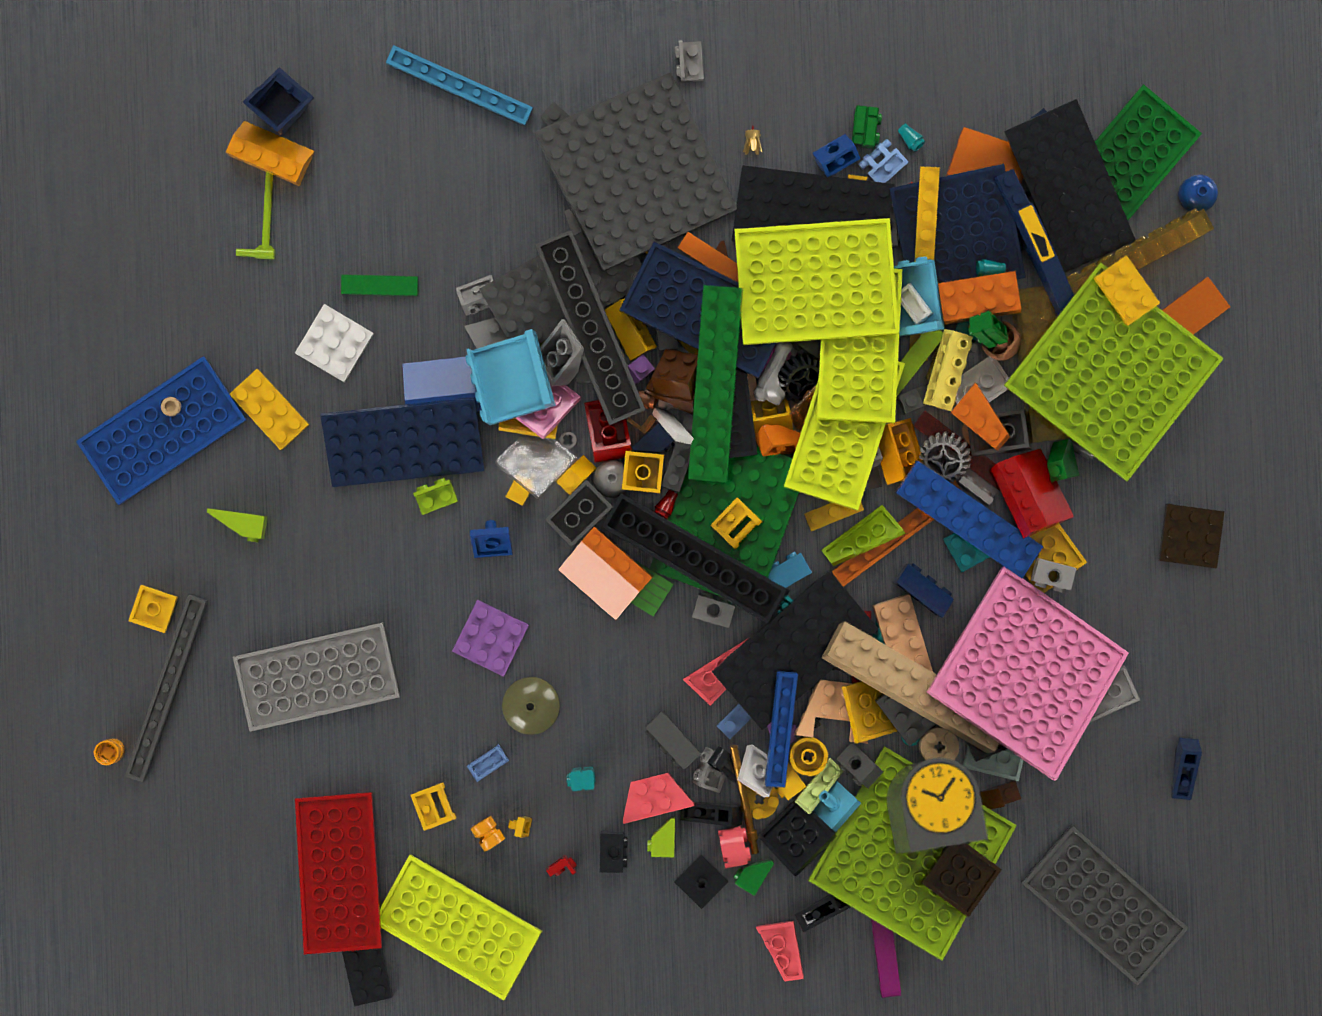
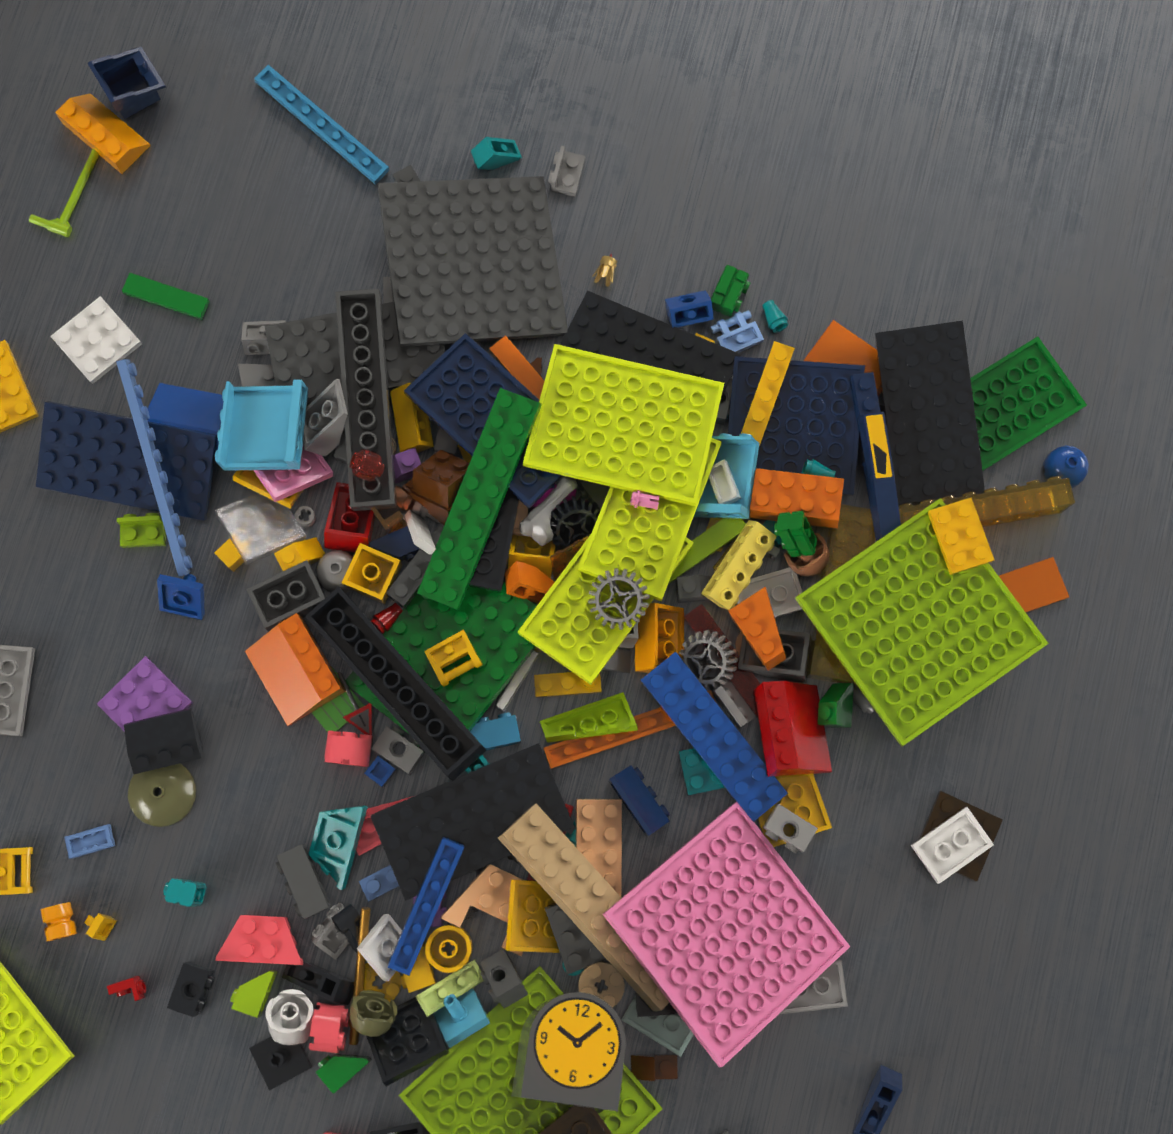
camera: 10 degrees right, 10 degrees down
(430, 436) = (152, 459): none -> medium blue plate
(519, 665) = (162, 741): none -> black slope
(613, 386) = (366, 465): none -> clear red head
(622, 64) = (495, 153): none -> teal slope
(673, 594) = (361, 717): none -> piece
(673, 623) = (348, 748): none -> coral brick
(689, 699) = (337, 841): none -> teal wing
(704, 632) = (380, 771): none -> blue plate
(704, 858) = (290, 1017): none -> white brick
(765, 825) = (372, 1013): none -> olive cylinder
(791, 526) = (516, 682): none -> white tile
(853, 343) = (644, 500): none -> bright pink pin
(870, 447) = (615, 589): none -> light grey gear
(1189, 546) = (952, 845): none -> white plate

